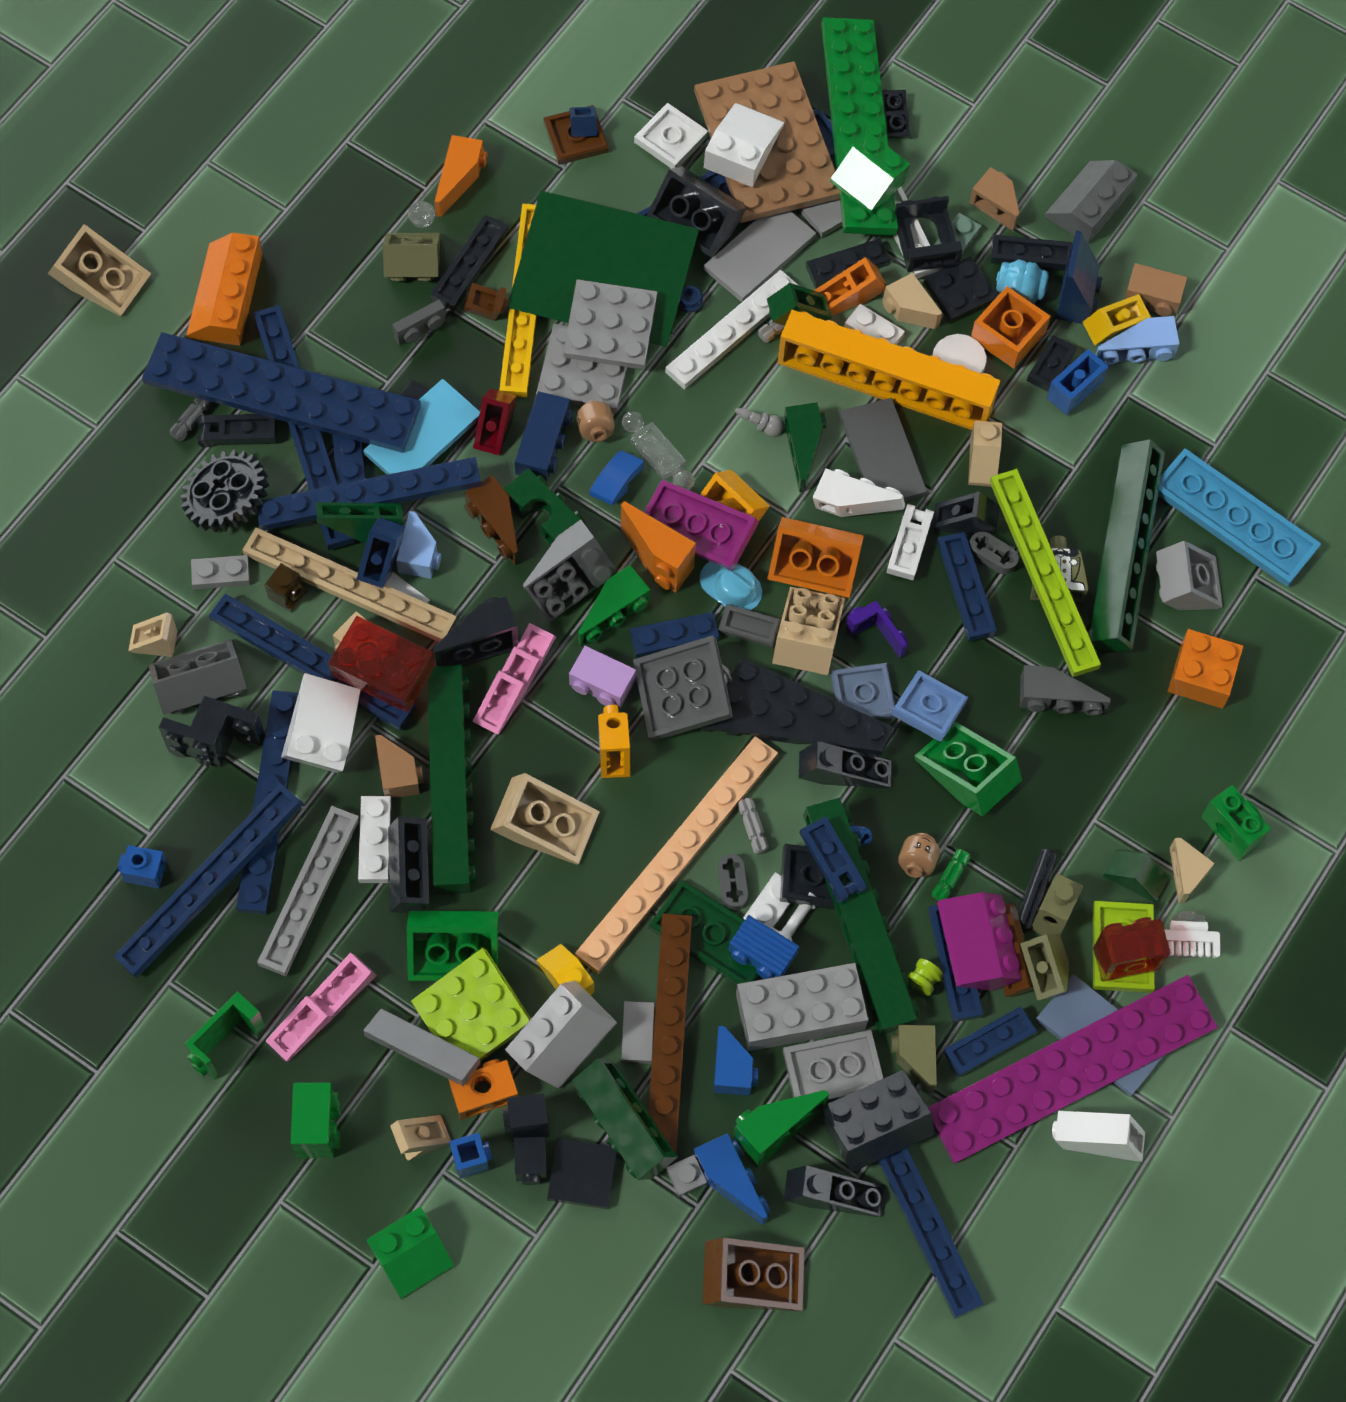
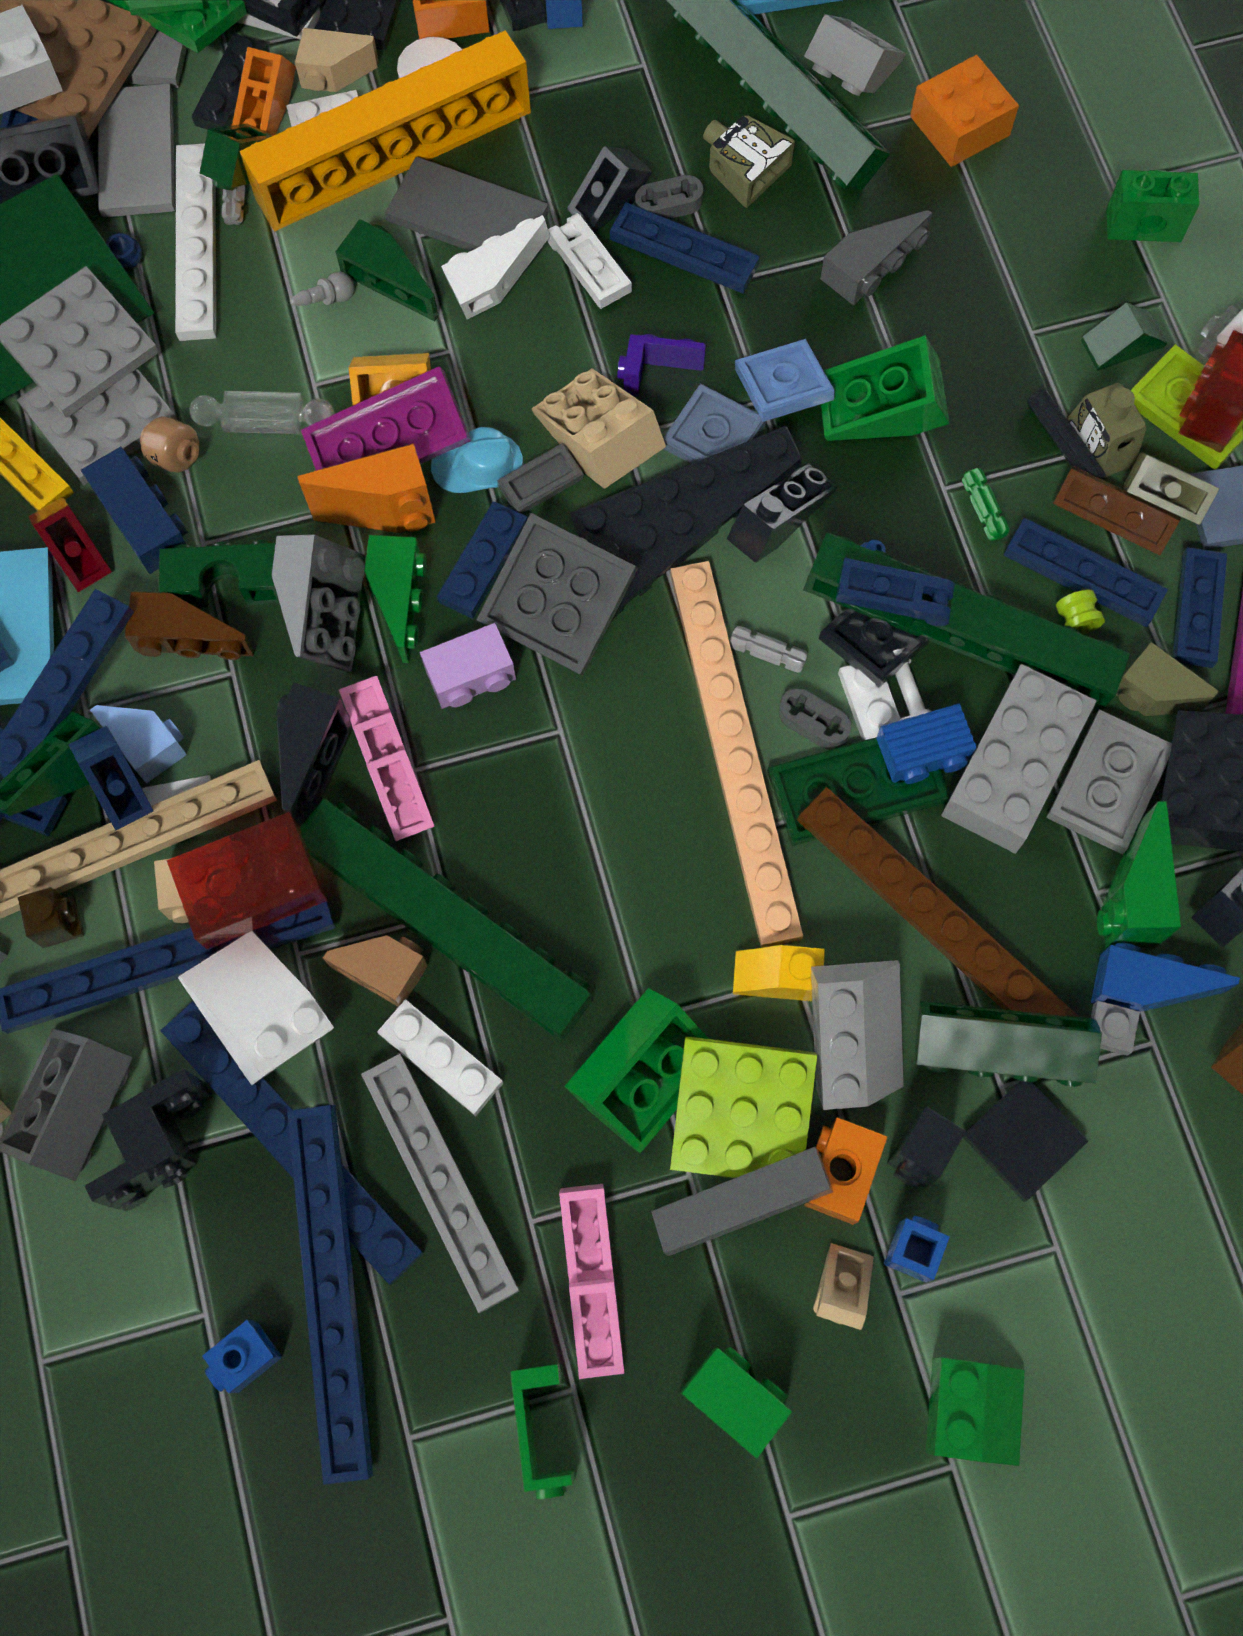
camera: 45 degrees left, 5 degrees up
(408, 864) = (509, 1043): black brick -> none
(530, 1160) = (971, 1184): black brick -> none
(544, 819) = (577, 854): tan slope -> none
(614, 478) = (252, 475): blue slope -> none
(614, 737) = (557, 710): light orange torso -> none
(637, 1032) = (898, 940): light grey tile -> none
(733, 1066) = (1026, 879): blue slope -> none
(815, 557) = (525, 356): orange slope -> none
(919, 855) = (942, 514): medium nougat head -> none
(979, 941) = (1093, 526): magenta slope -> none
(984, 452) = (557, 120): tan slope -> none
(1045, 573) = (745, 158): lime plate -> none
(1188, 868) = (1161, 286): tan slope -> none

